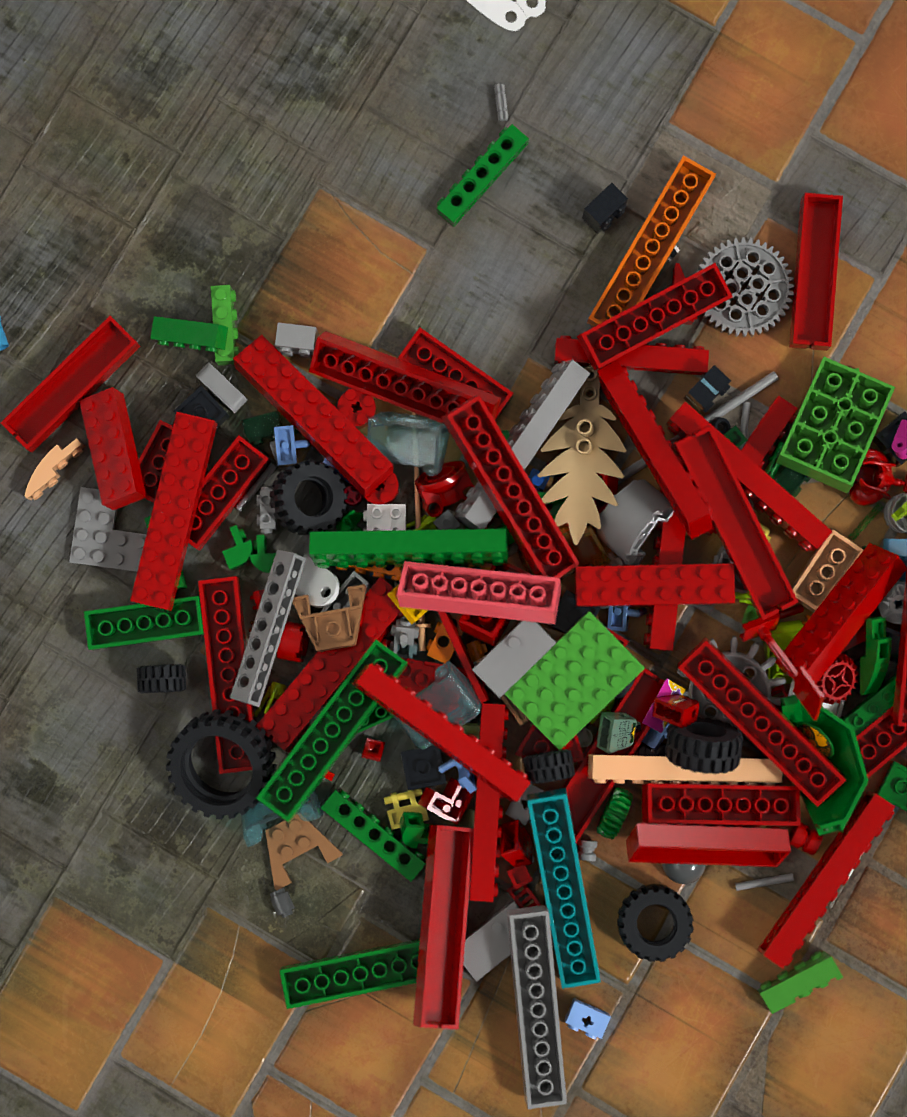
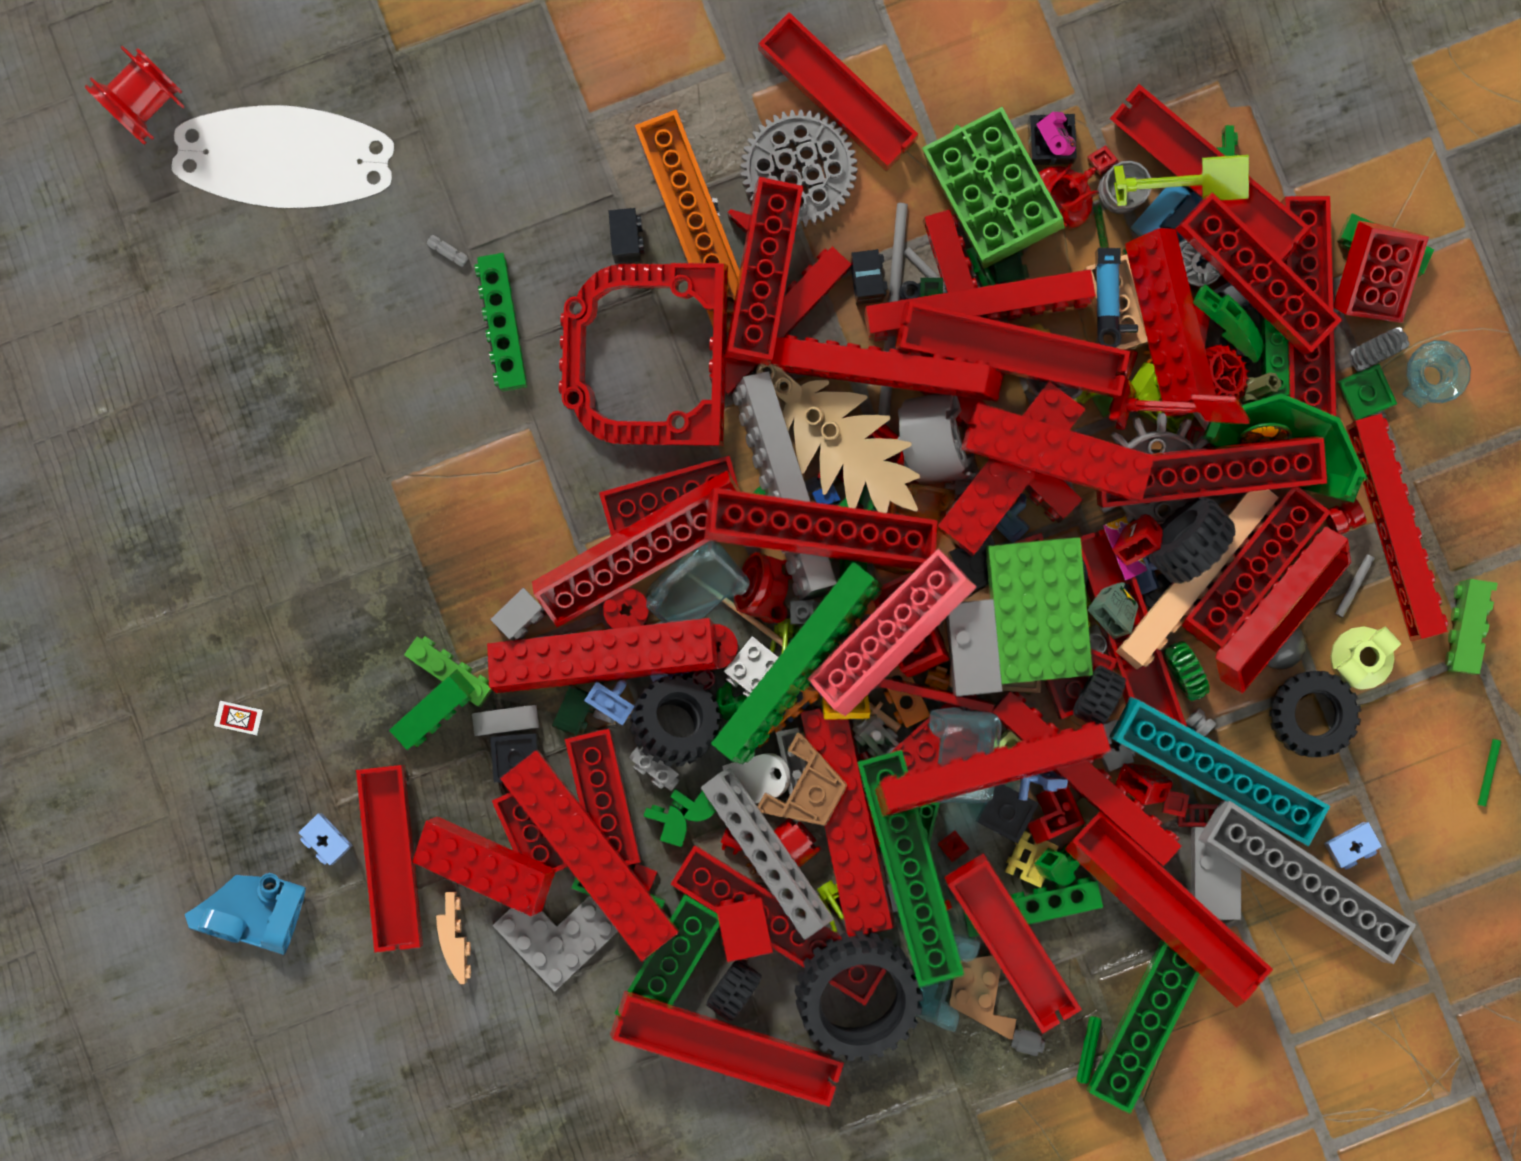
camera: 55 degrees left, 0 degrees up
(54, 342) = (337, 843): none -> light blue brick
(86, 214) = (238, 718): none -> sticker
(118, 704) = (726, 1048): none -> red piece
(191, 561) = (645, 875): none -> red tile
(206, 652) = (744, 928): none -> red brick
(255, 487) = (623, 762): light grey bar -> none
(309, 947) = (1088, 1050): none -> green axle
(338, 839) = (1012, 942): none -> red piece
(523, 359) = (706, 421): none -> red arch
(690, 607) = (1058, 452): none -> red piece
(710, 914) = (1346, 654): none -> yellowish green piece
(710, 1073) = (1489, 772): none -> green bar
(824, 559) = (1108, 300): none -> piece
(846, 711) = (1261, 387): none -> olive piece

